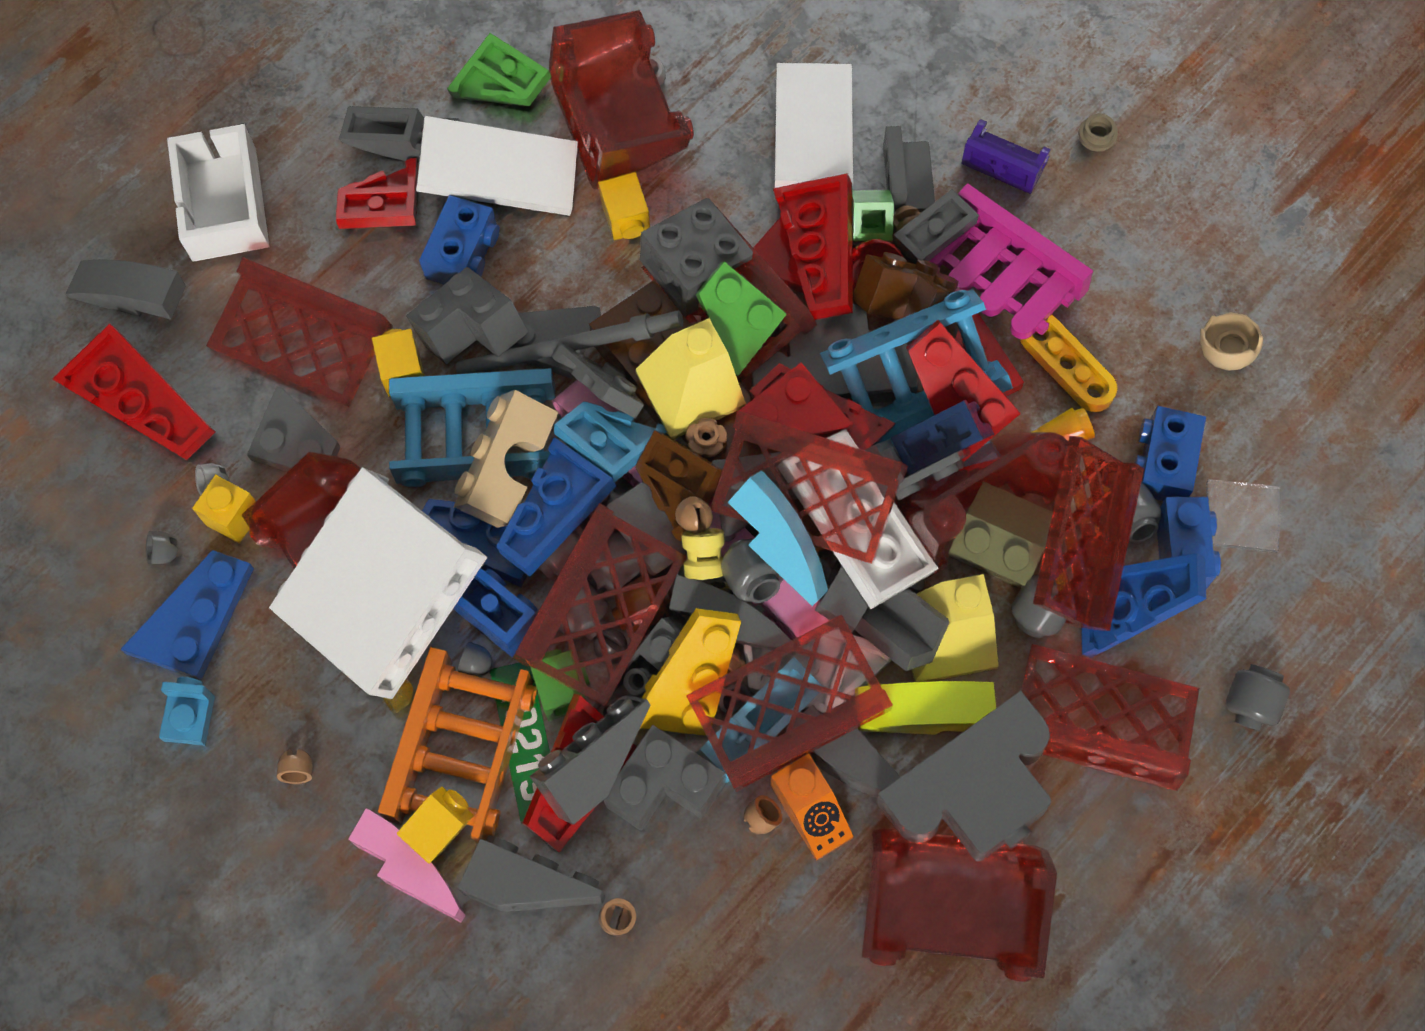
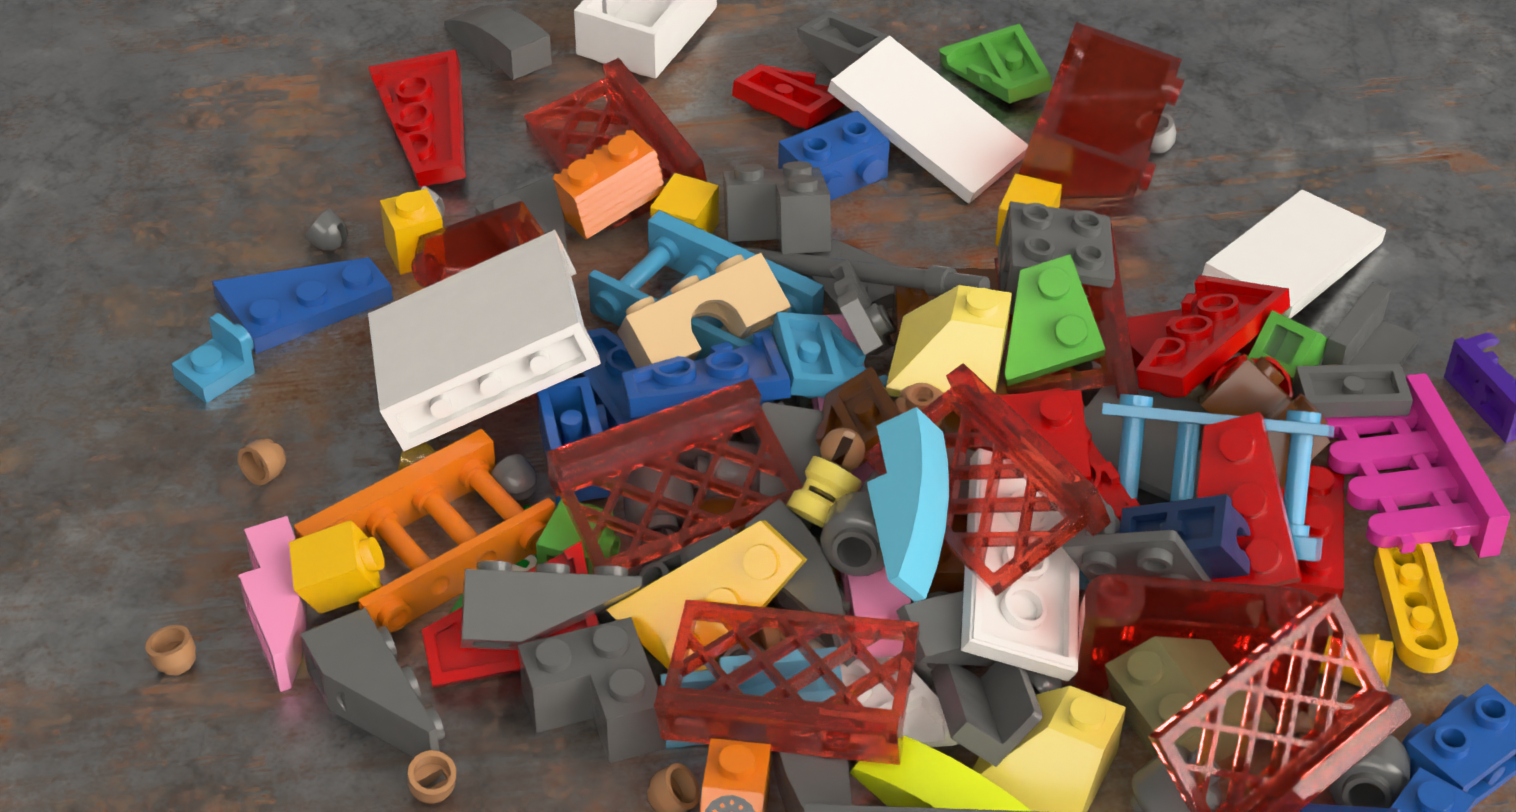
camera: 35 degrees right, 25 degrees down
(335, 378) = (608, 183): none -> orange brick
(366, 952) = (171, 650): none -> medium nougat hinge

